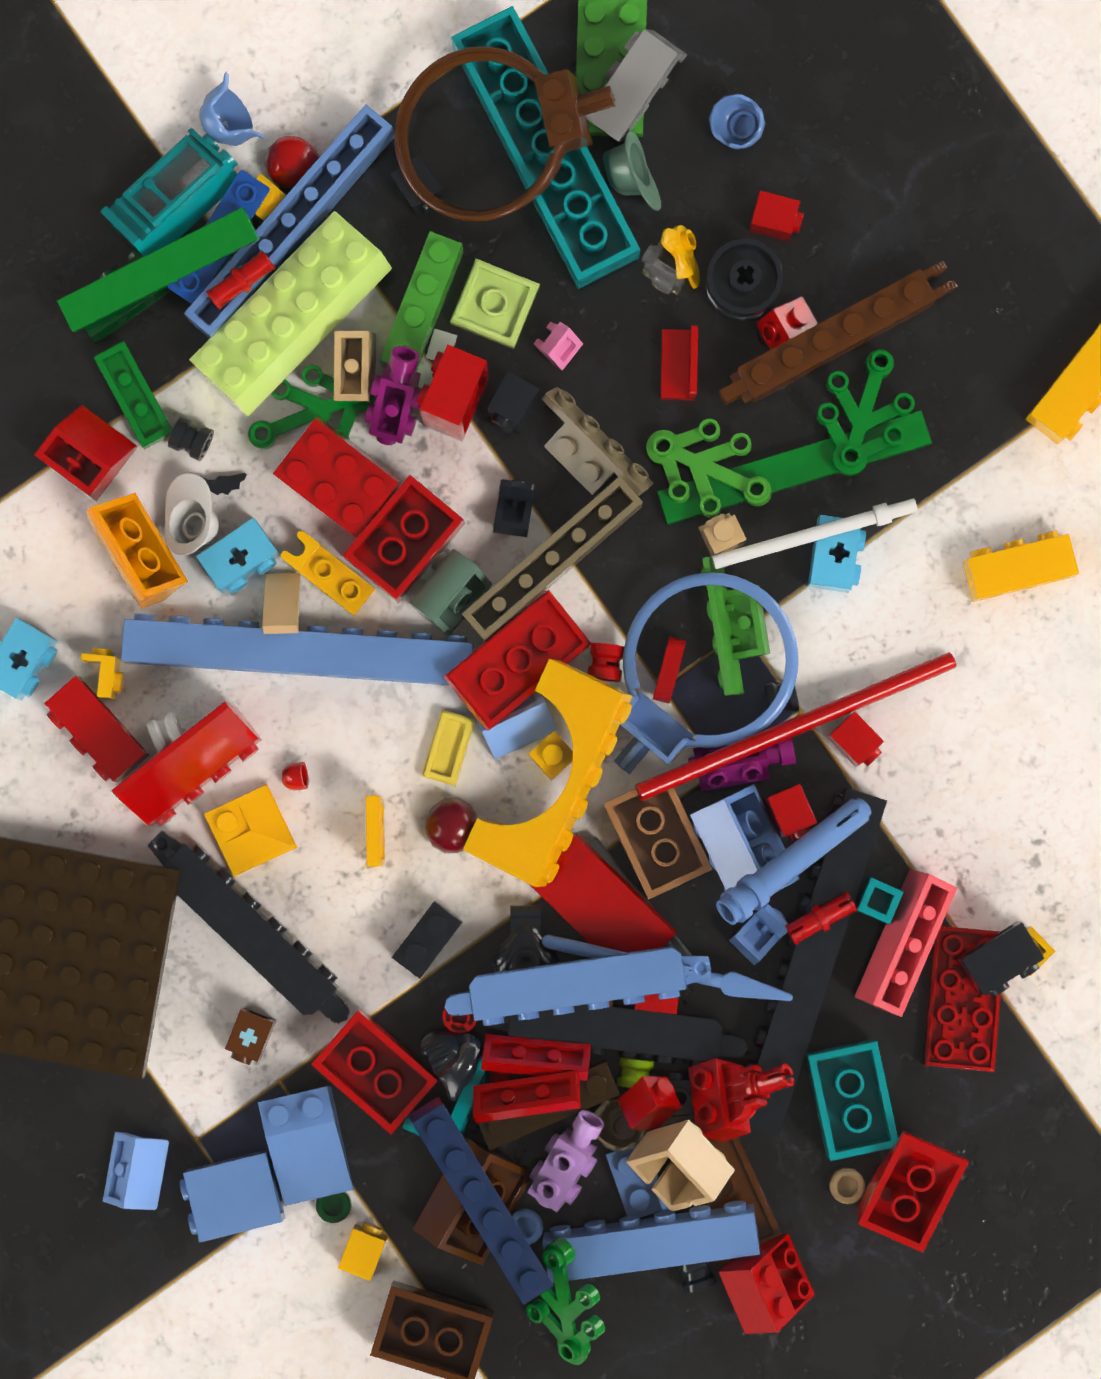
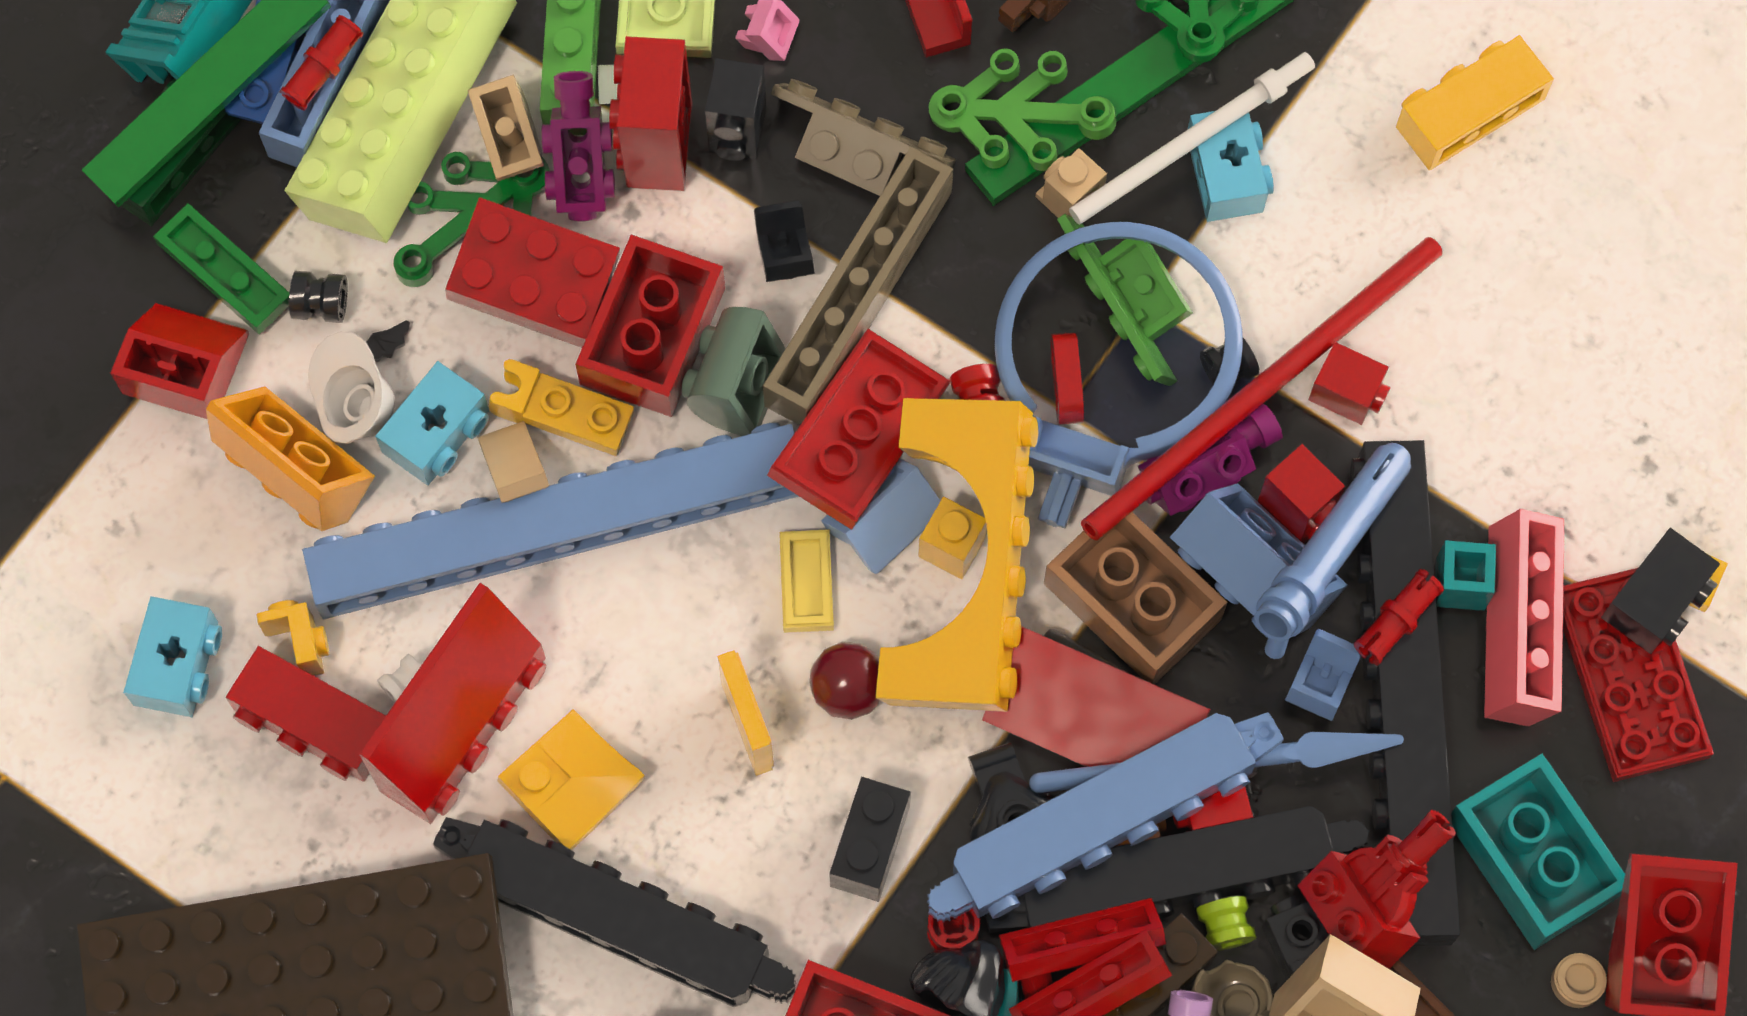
camera: 20 degrees left, 15 degrees down
(295, 776) = (608, 687): red hinge -> none
(649, 1103) = (1263, 946): red brick -> none

